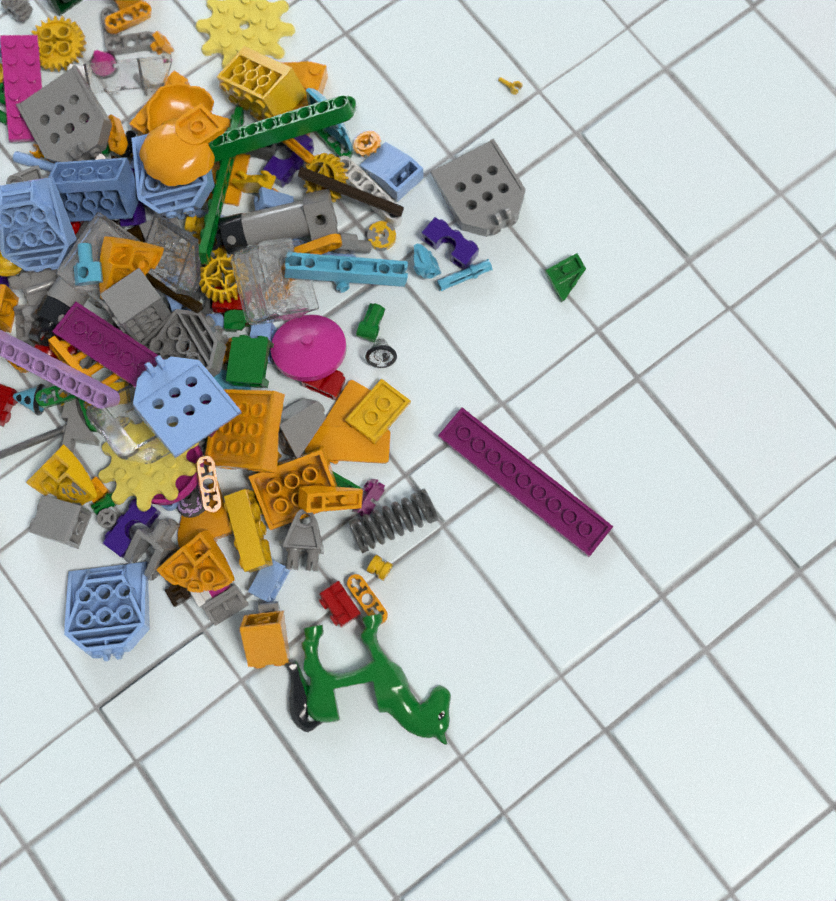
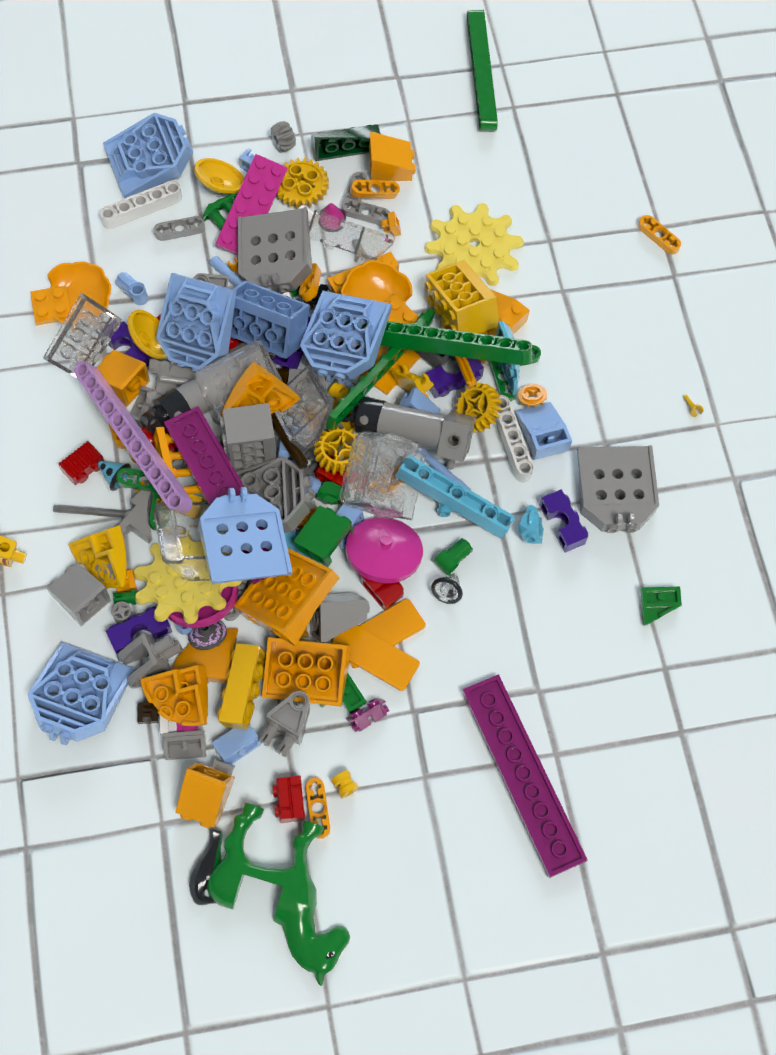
camera: 20 degrees right, 10 degrees down
(86, 264) = (225, 377): medium azure piece -> none
(180, 148) = (360, 319): light orange animal -> none
(216, 497) = (217, 637): beam -> none
(321, 245) = (442, 463): light orange beam -> none
(329, 498) = (331, 694): light orange slope -> none
(350, 191) = (493, 428): dark brown axle -> none
(352, 244) = (469, 475): light grey piece -> none
(378, 411) = (418, 639): yellow tile -> none
(387, 241) = (500, 490): yellow piece -> none
(424, 503) = (417, 747): dark grey piece -> none
(466, 274) = (563, 555): medium azure pin -> none

